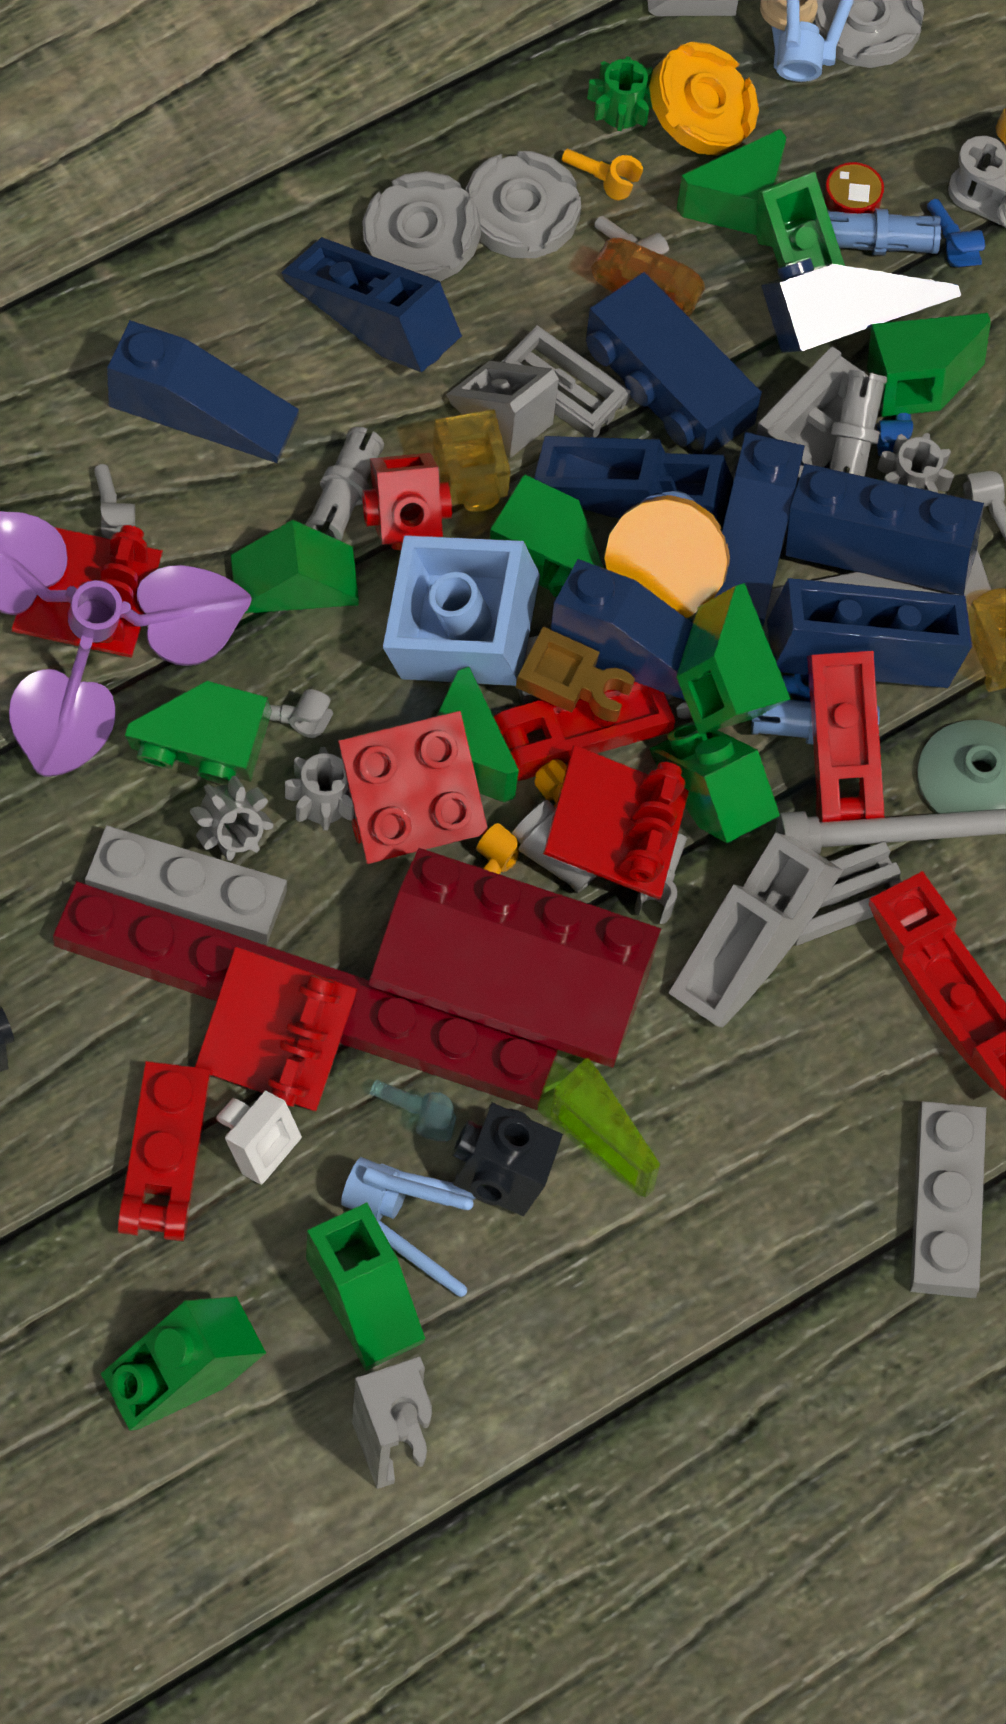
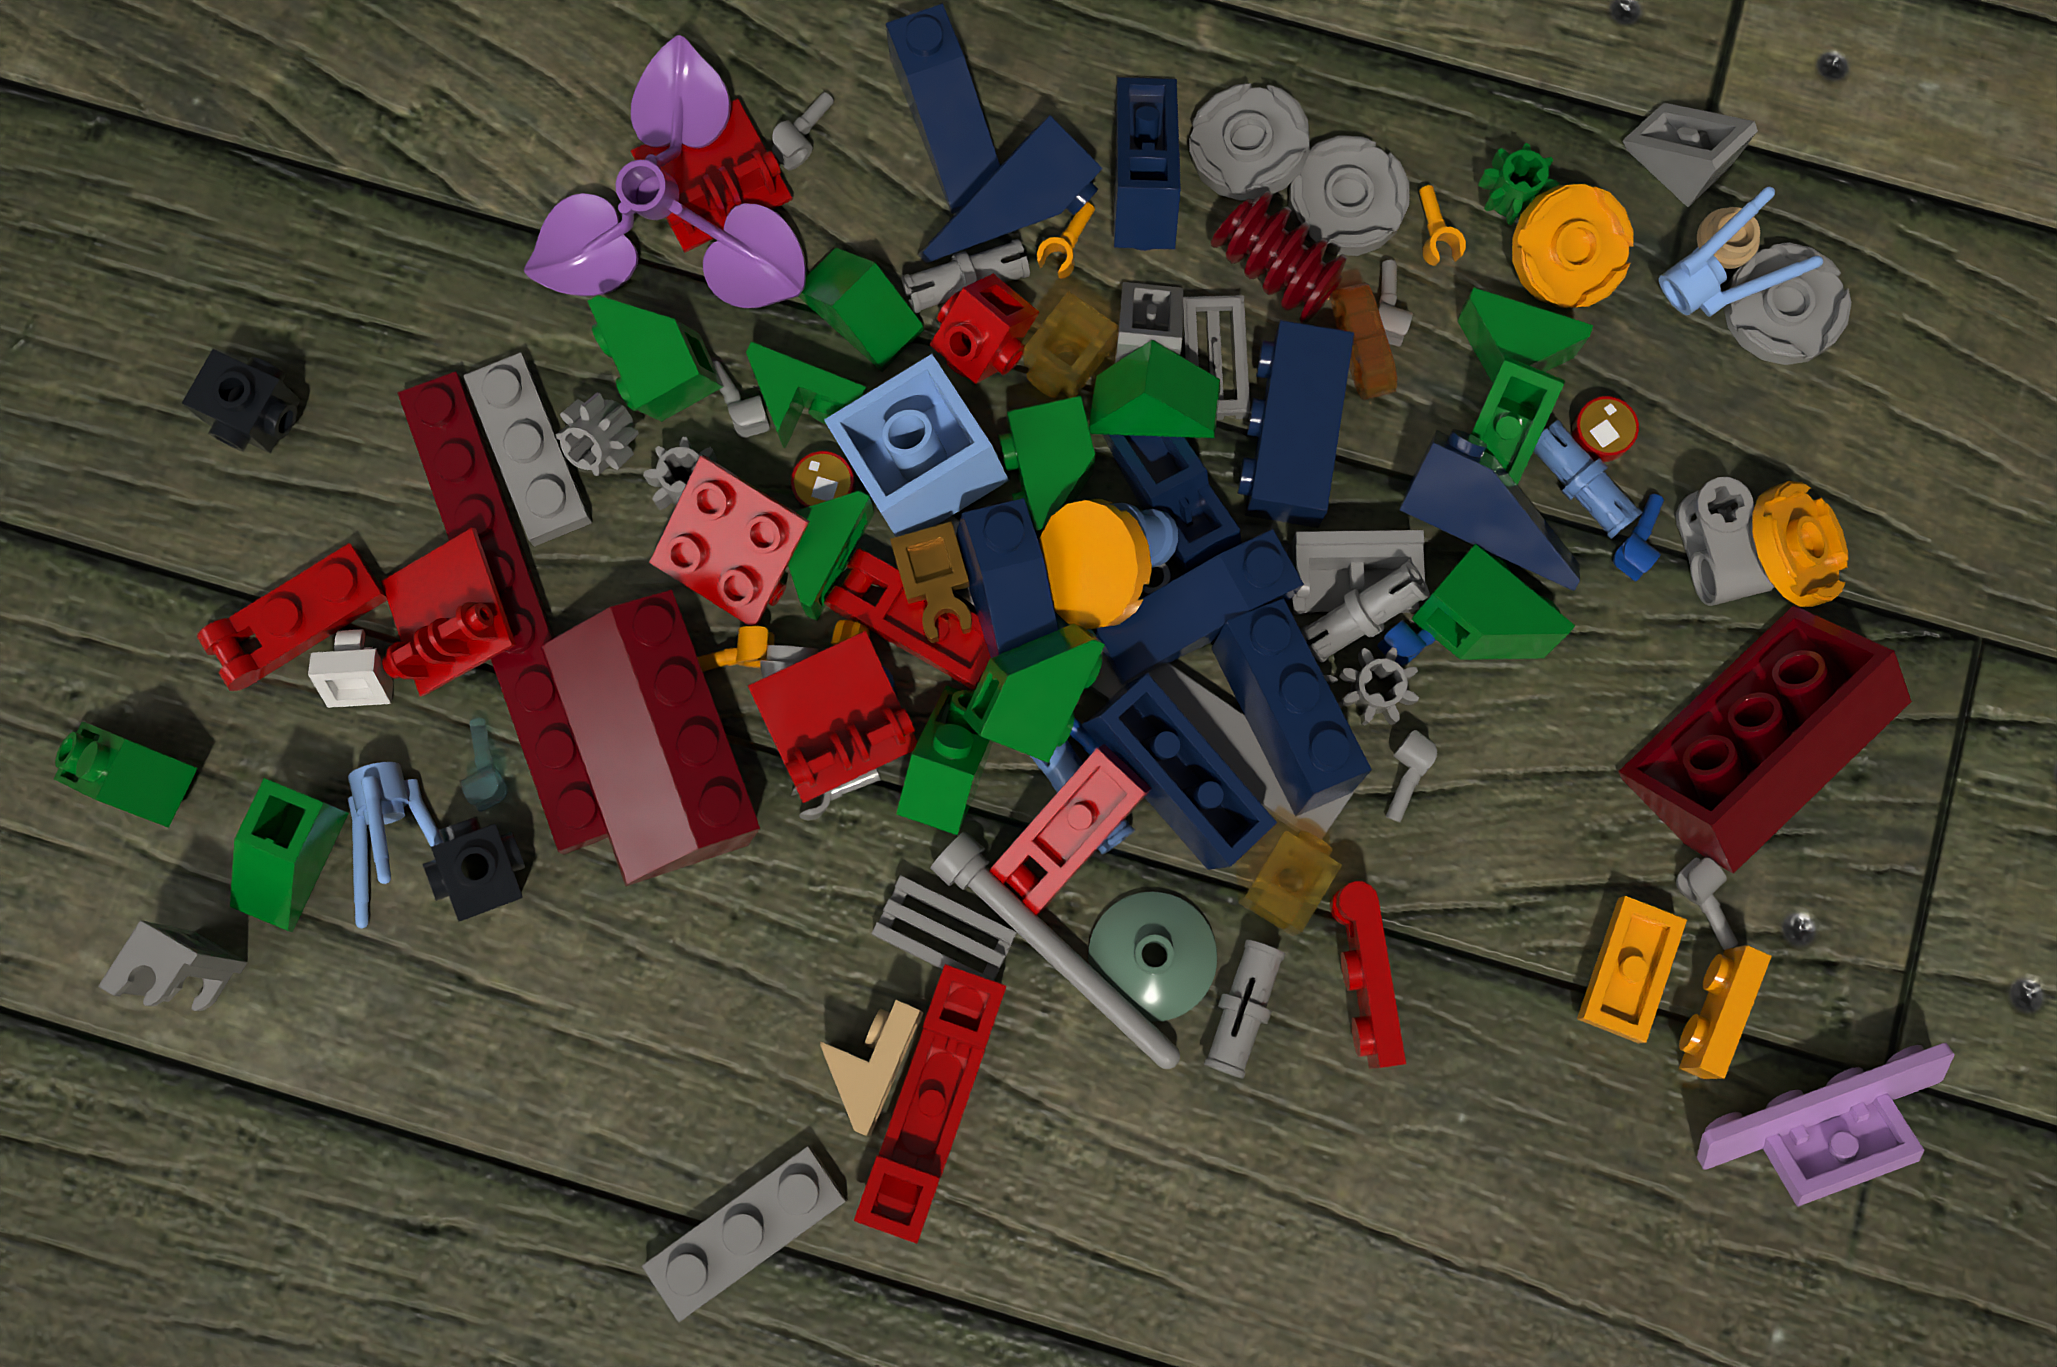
camera: 55 degrees right, 15 degrees up
(320, 385) = (1030, 186): none -> dark blue slope
(326, 657) = (792, 385): none -> green slope
(379, 403) = (1066, 241): none -> light orange hand
(411, 700) = (821, 478): none -> pearl gold tile
(534, 272) = (1281, 254): none -> dark red piece
(567, 431) = (1155, 396): none -> green slope
(598, 1121) = (574, 911): clear neon green slope -> none
(755, 929) = (844, 896): light grey slope -> none
(909, 1019) = (866, 1083): none -> tan slope

